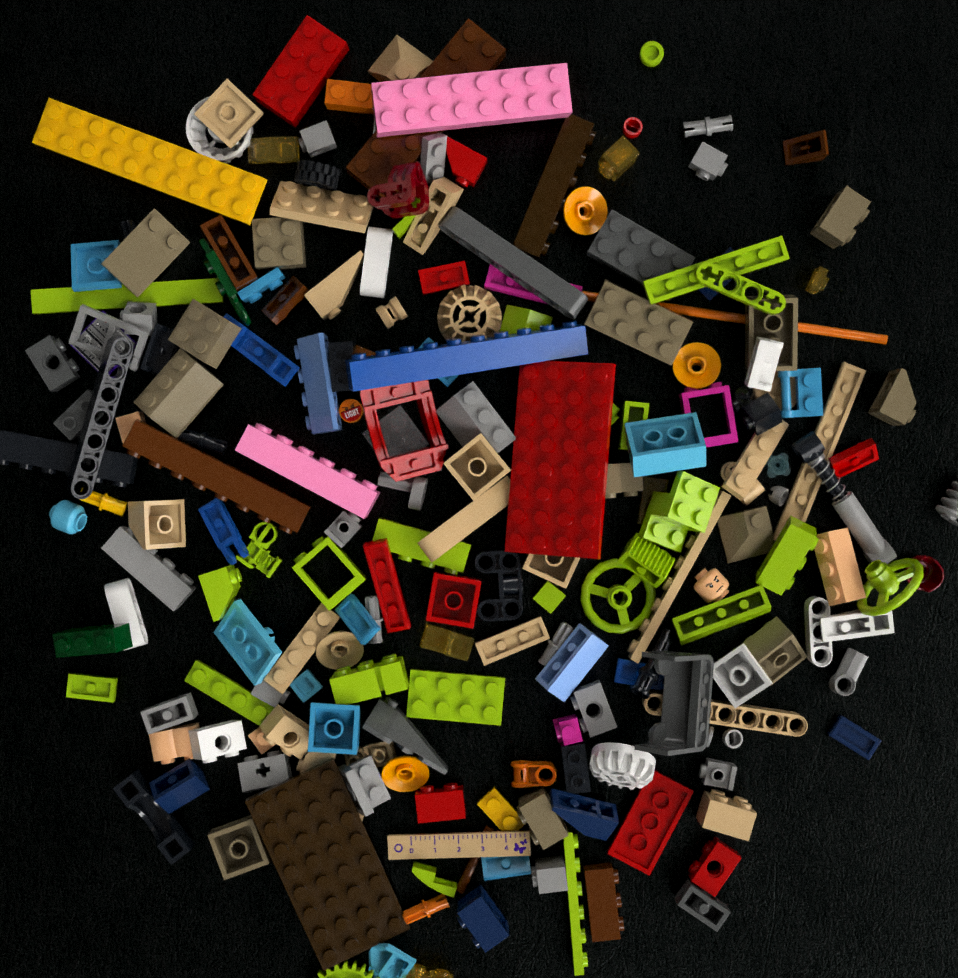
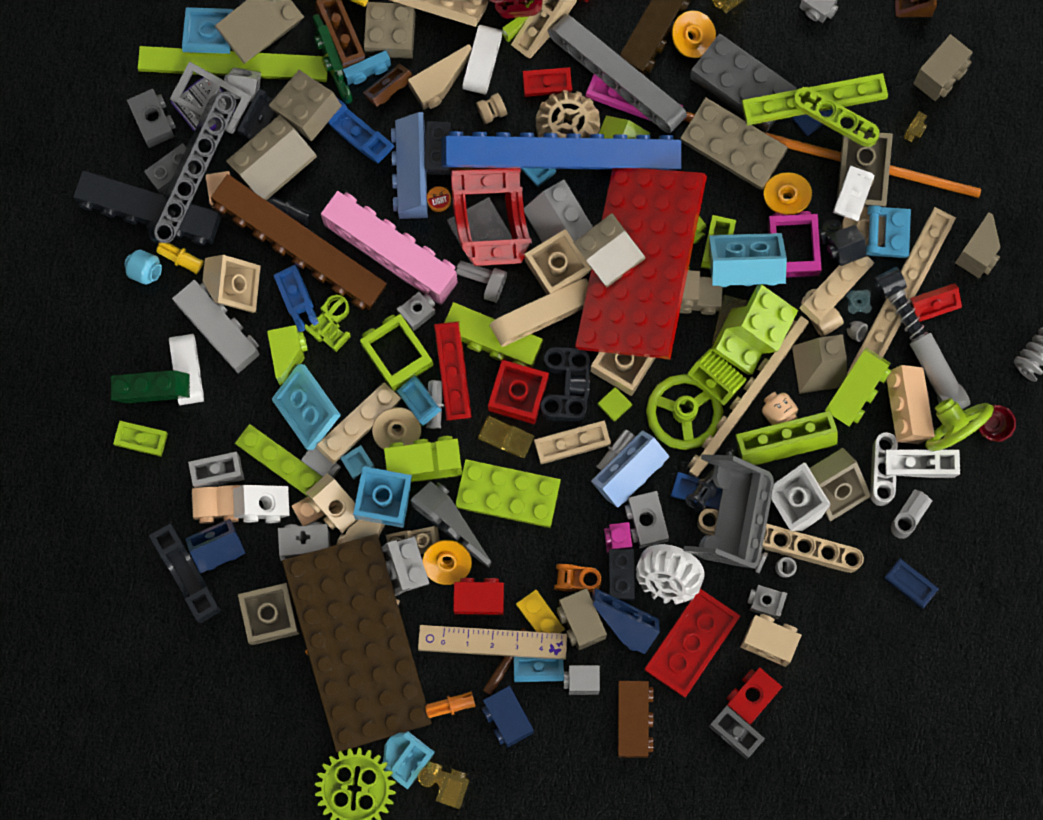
camera: 10 degrees right, 10 degrees down
(427, 875) = (457, 670): lime slope -> none
(527, 453) = (609, 250): none -> slope
(576, 911) = (606, 703): lime plate -> none

